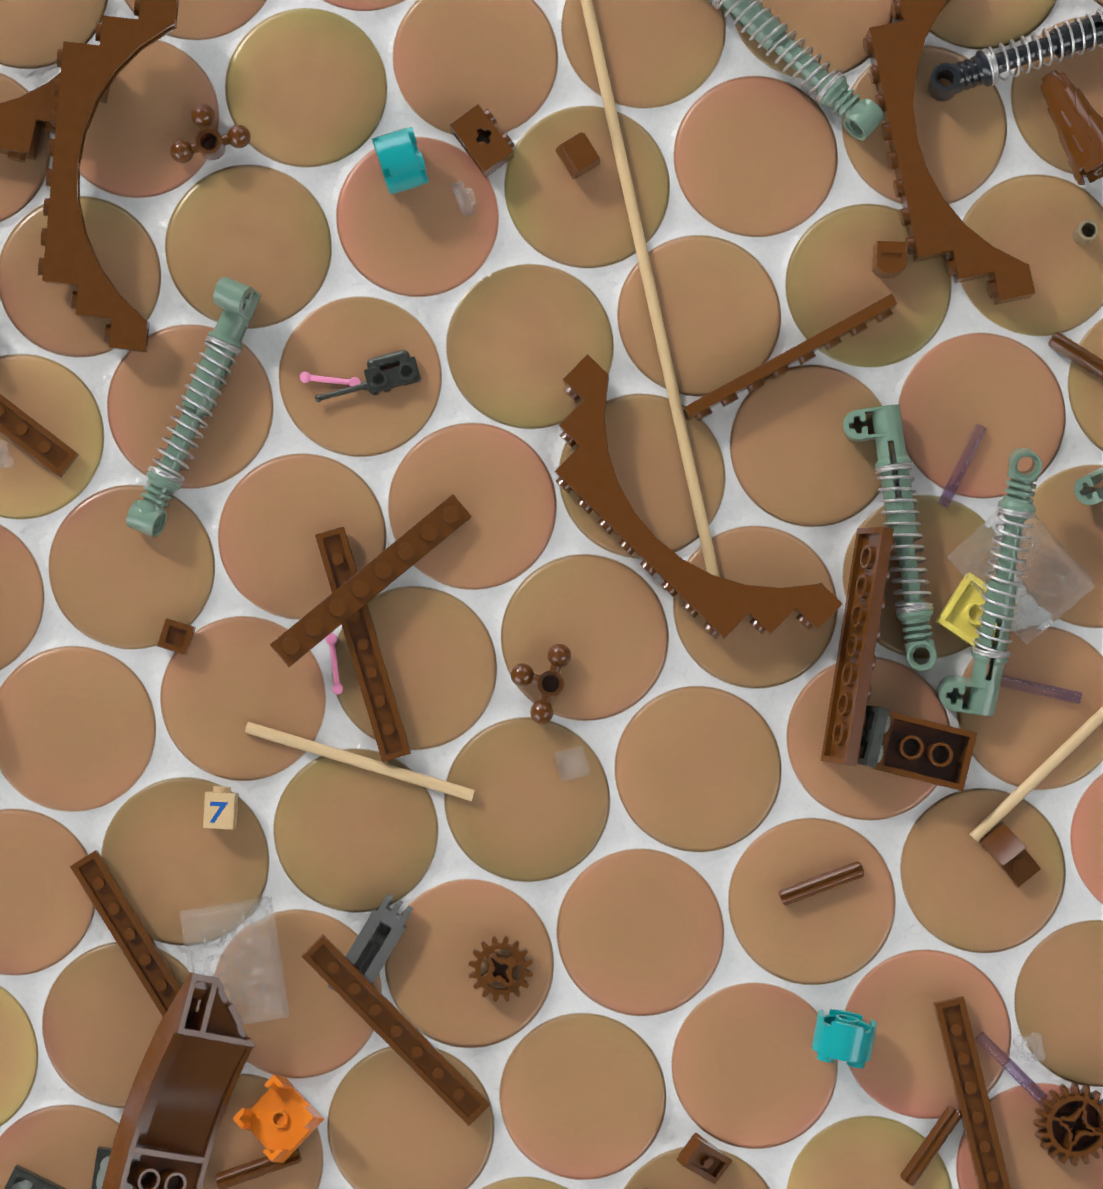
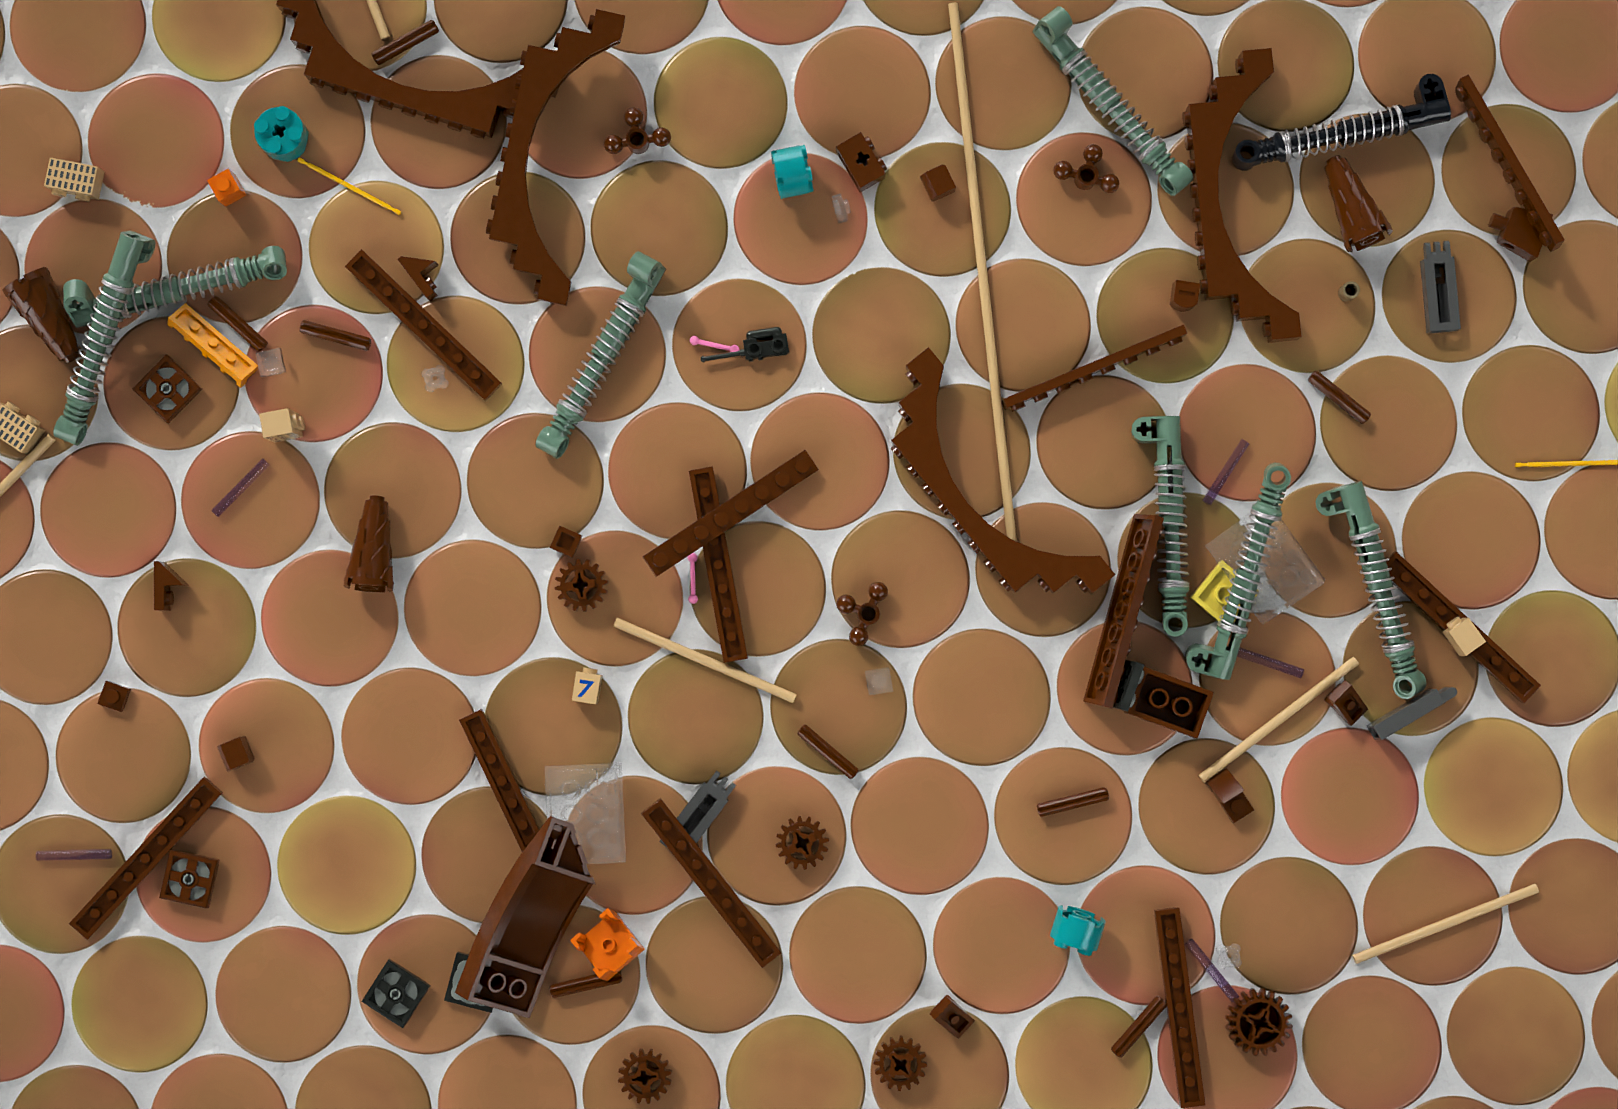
camera: 10 degrees right, 0 degrees up
(204, 701) = (571, 586): none -> reddish brown gear
(520, 855) = (828, 751): none -> reddish brown axle
(759, 101) = (1092, 154): none -> reddish brown piece

